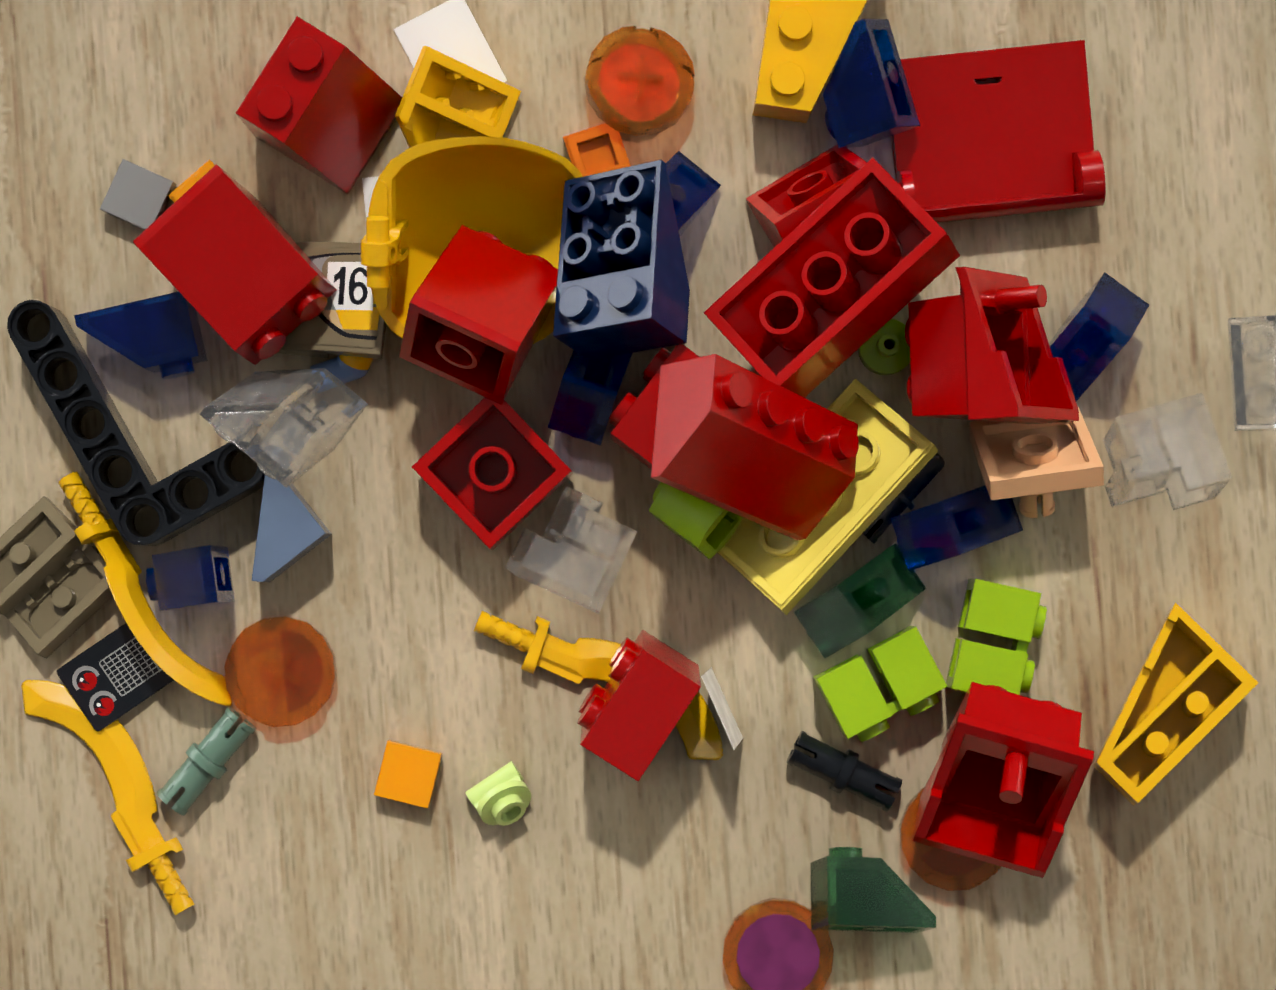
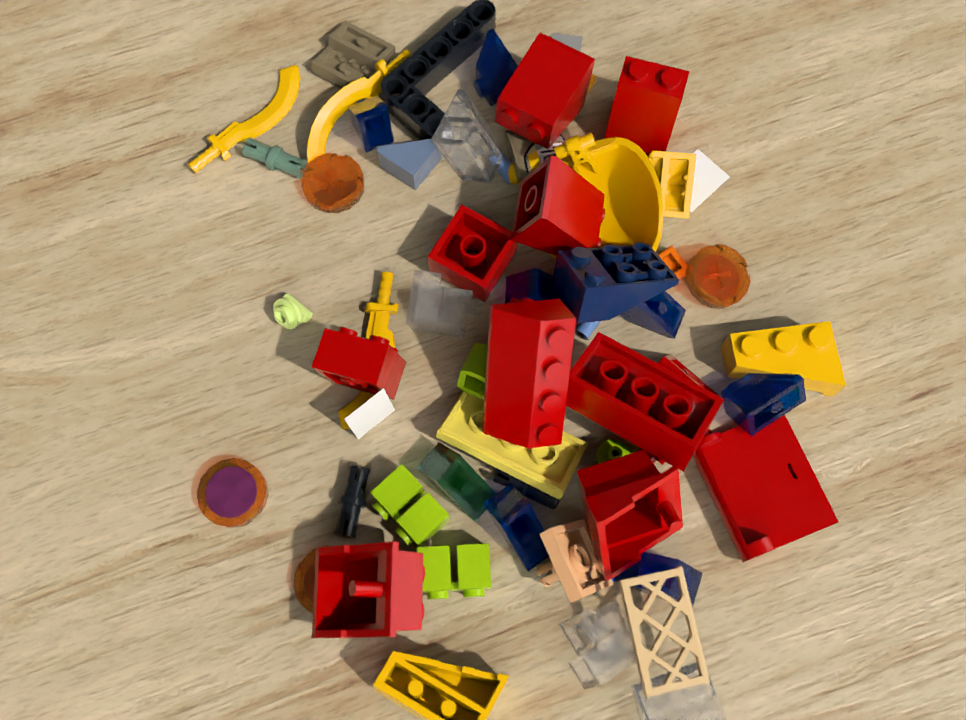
camera: 80 degrees right, 15 degrees down
(112, 677) = (305, 101): black sticker -> none
(408, 774) = (292, 261): light orange tile -> none
(863, 896) = (277, 531): clear green slope -> none
(1150, 396) = (645, 656): none -> tan window

